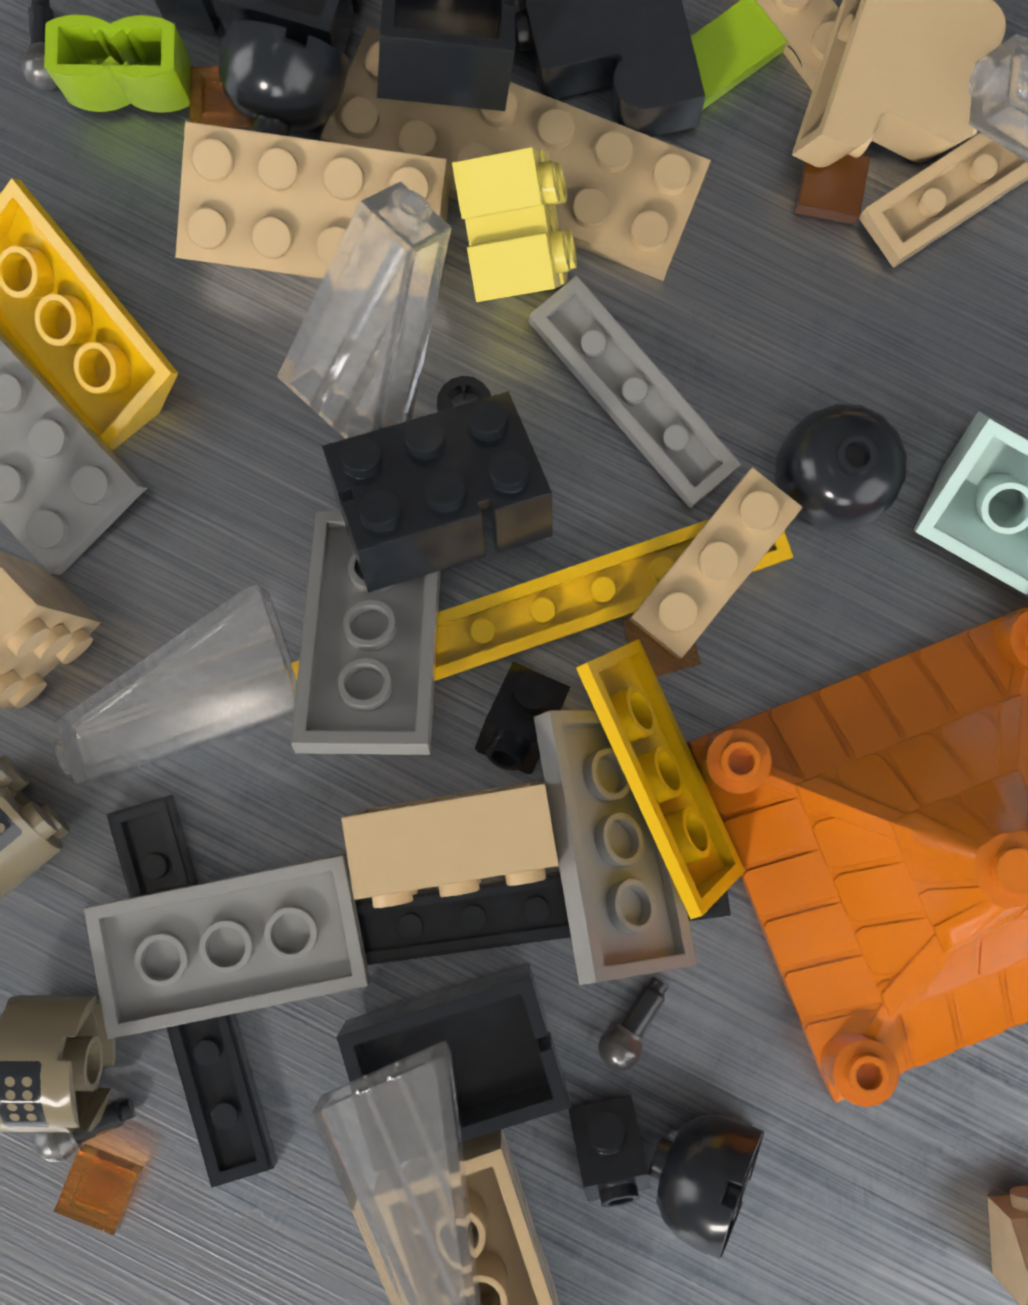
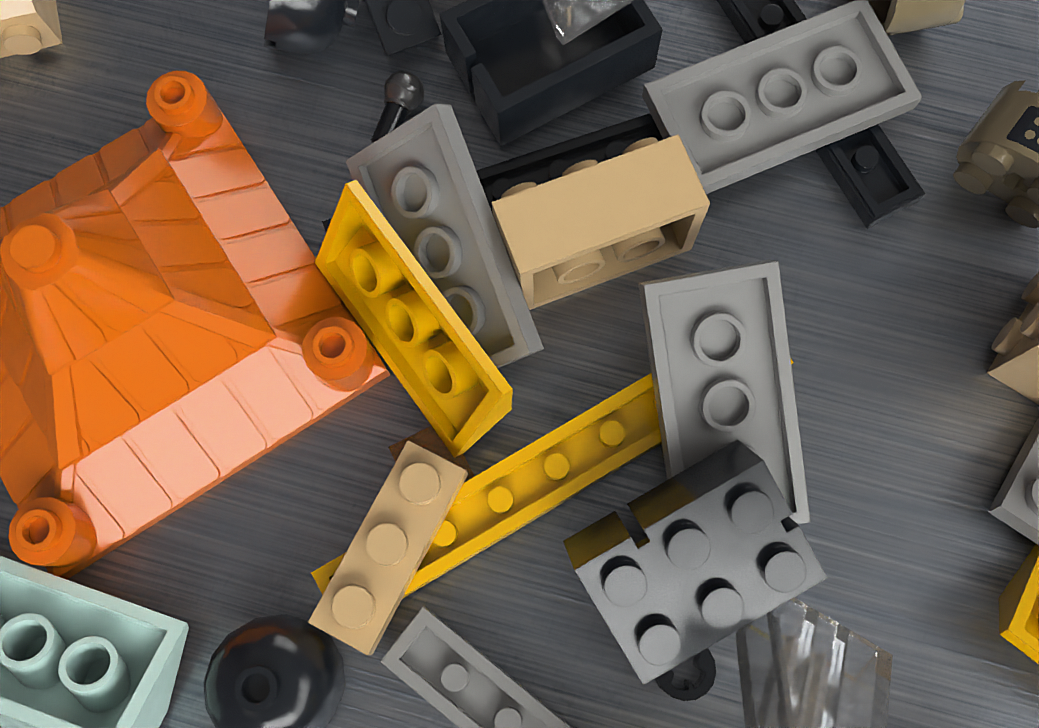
camera: 175 degrees right, 10 degrees down
(193, 690) = (878, 318): clear slope -> none
(509, 728) = (556, 372): black bracket -> none

